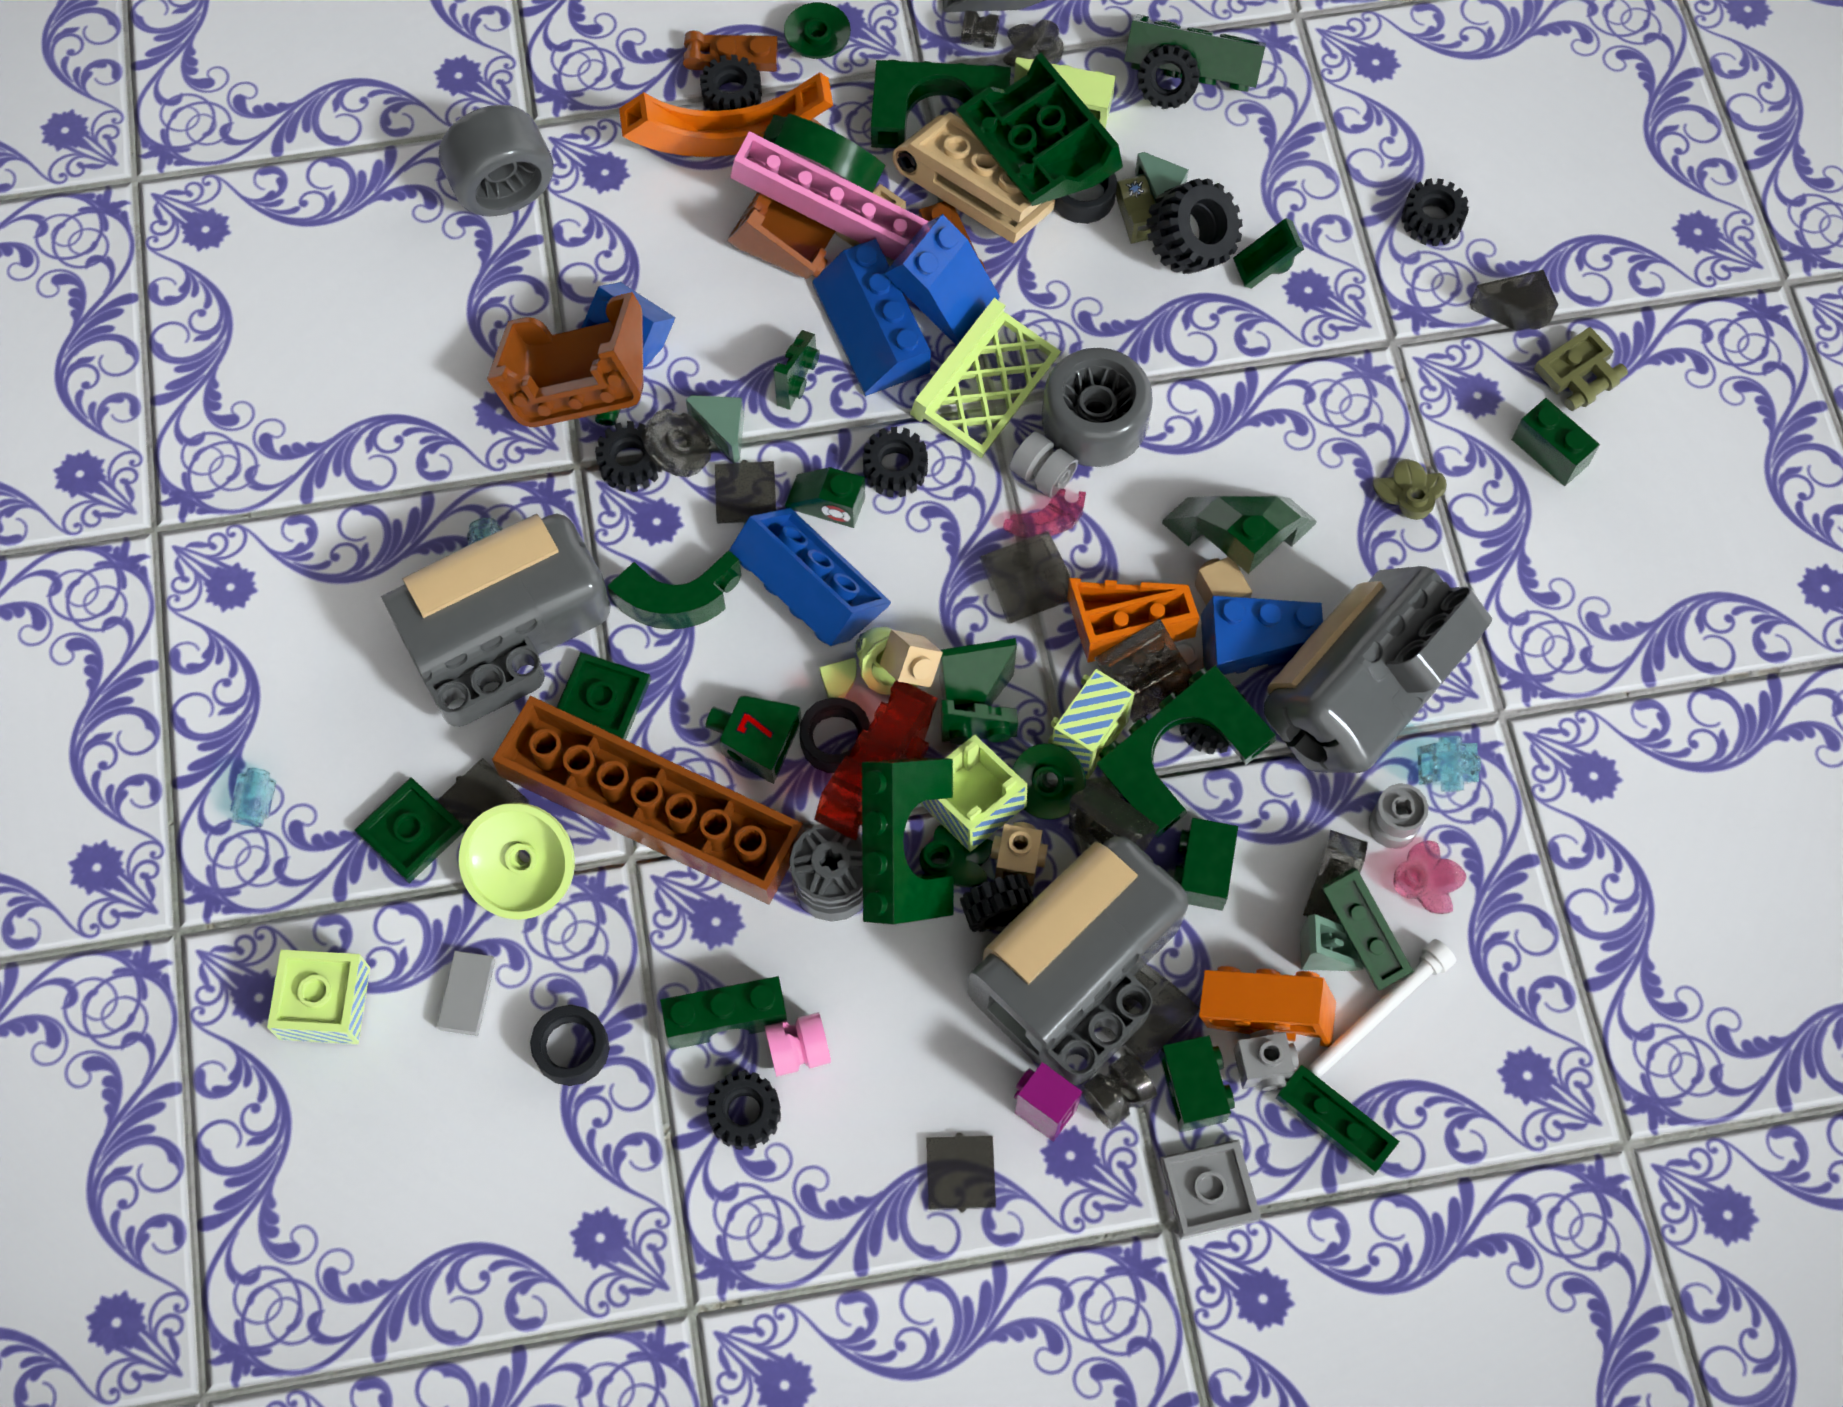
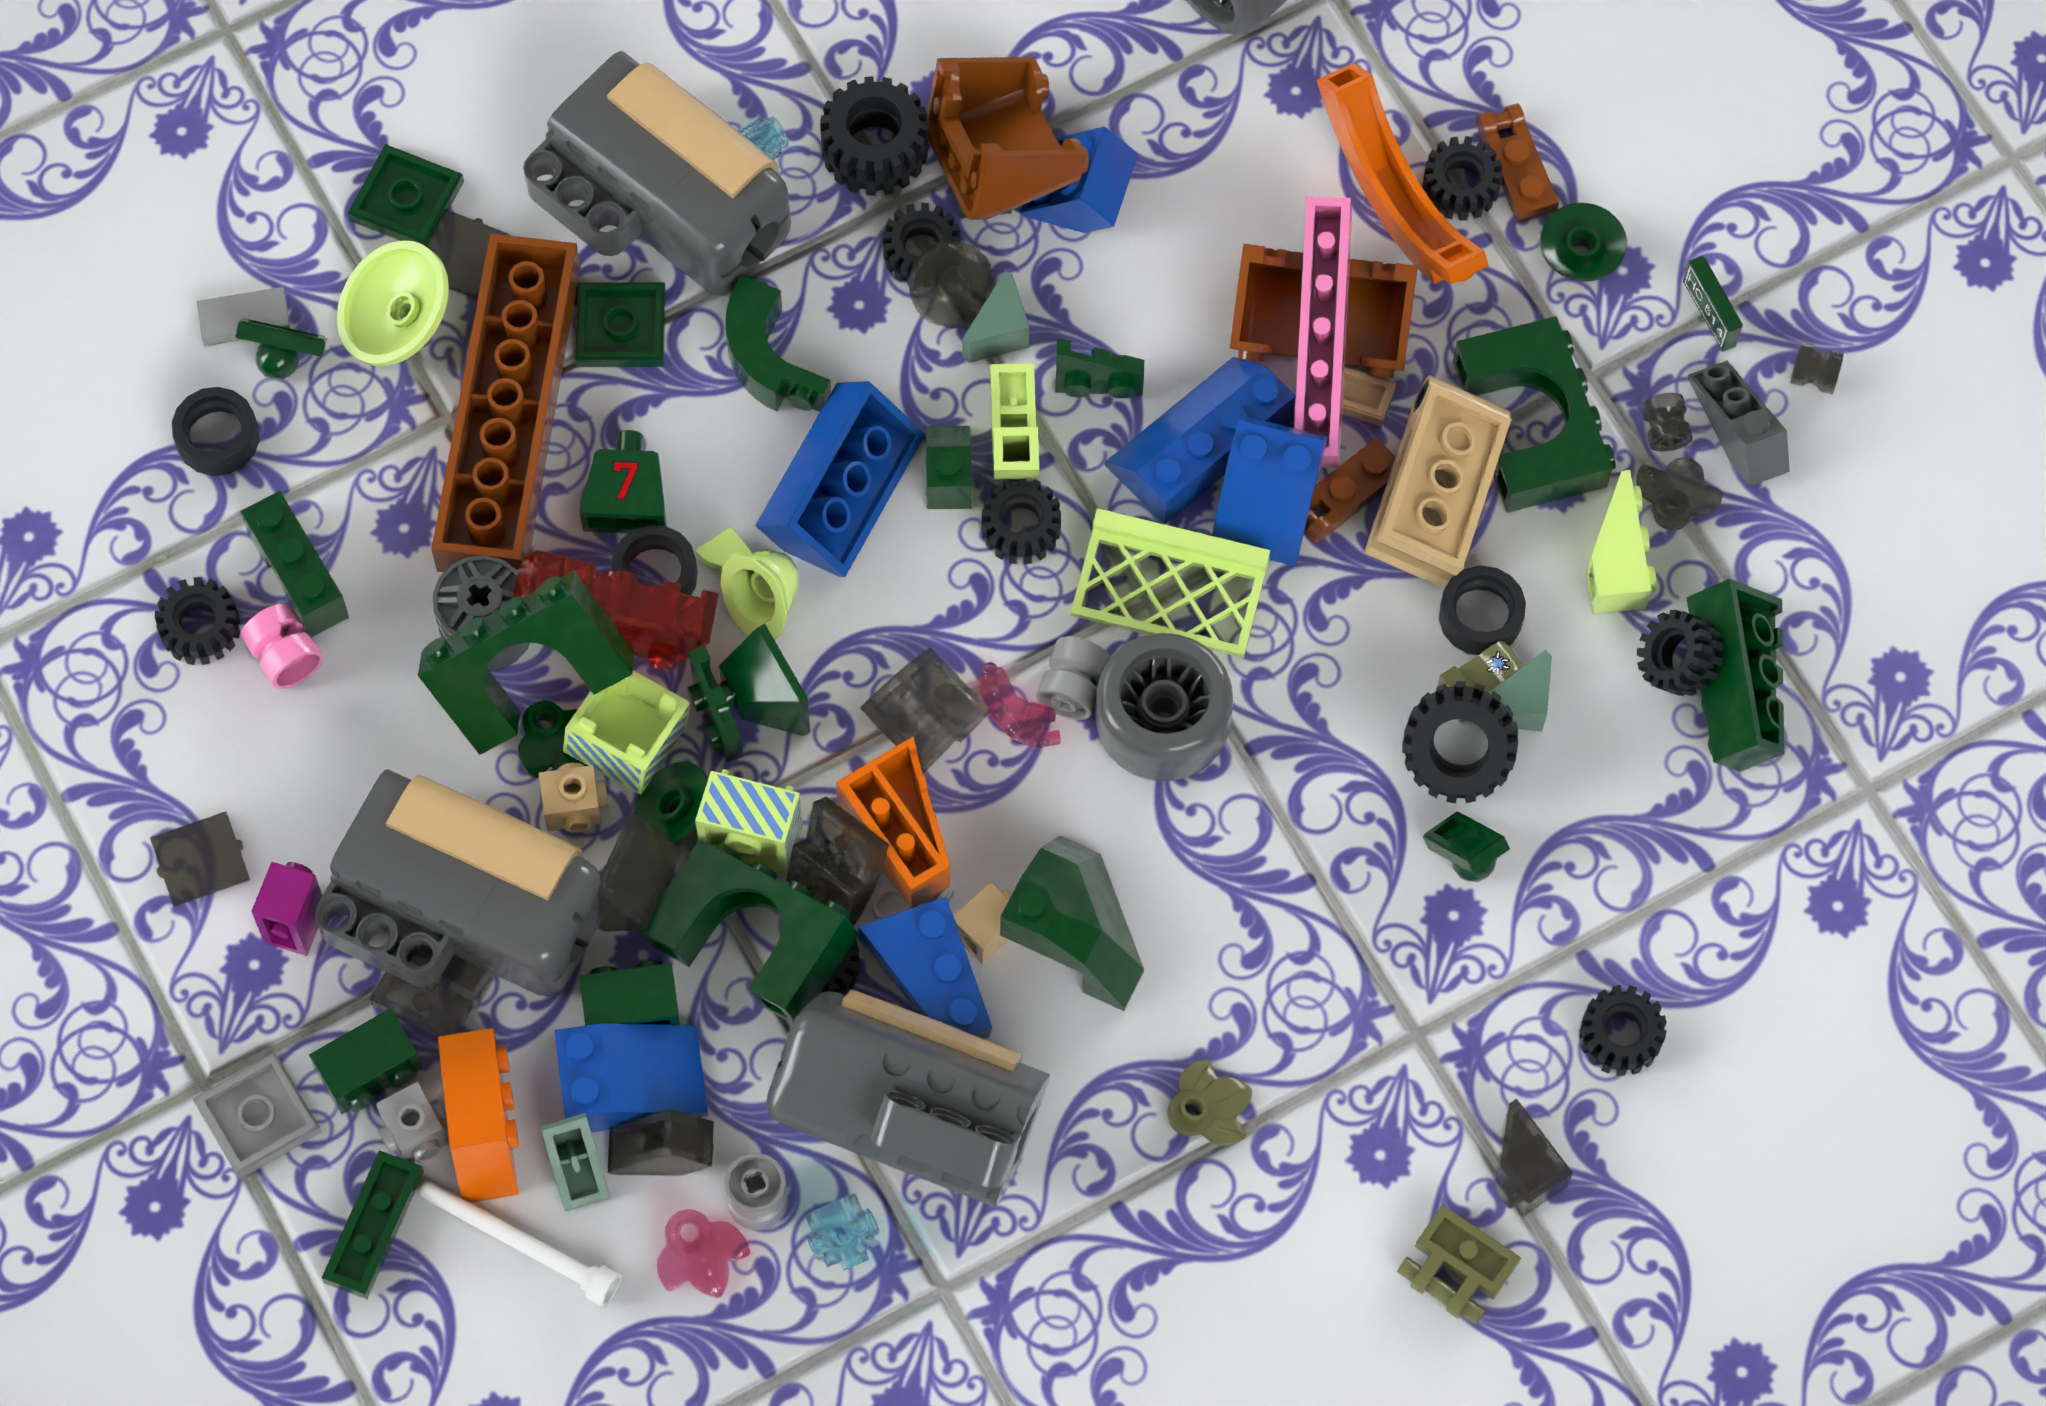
camera: 70 degrees right, 0 degrees up
(252, 797) = (387, 36): clear light blue brick -> none
(319, 996) = (187, 178): yellowish green container -> none
(512, 967) = (279, 347): none -> dark green tile
(514, 432) = (874, 106): none -> black tyre
(744, 490) = (929, 380): clear smoke piece -> none
(821, 442) = (1014, 421): none -> yellowish green arch
(825, 149) = (1369, 295): dark green arch -> none
(911, 658) = (749, 600): tan brick -> none
(996, 902) = (501, 786): black tyre -> none
(1042, 135) = (1507, 525): dark green piece -> none
(1118, 1091) = (325, 979): clear smoke wheel -> none
(1269, 887) = (629, 1072): none -> blue slope
(1366, 929) = (600, 1188): dark green plate -> none
(1555, 441) = (1333, 1253): dark green brick -> none

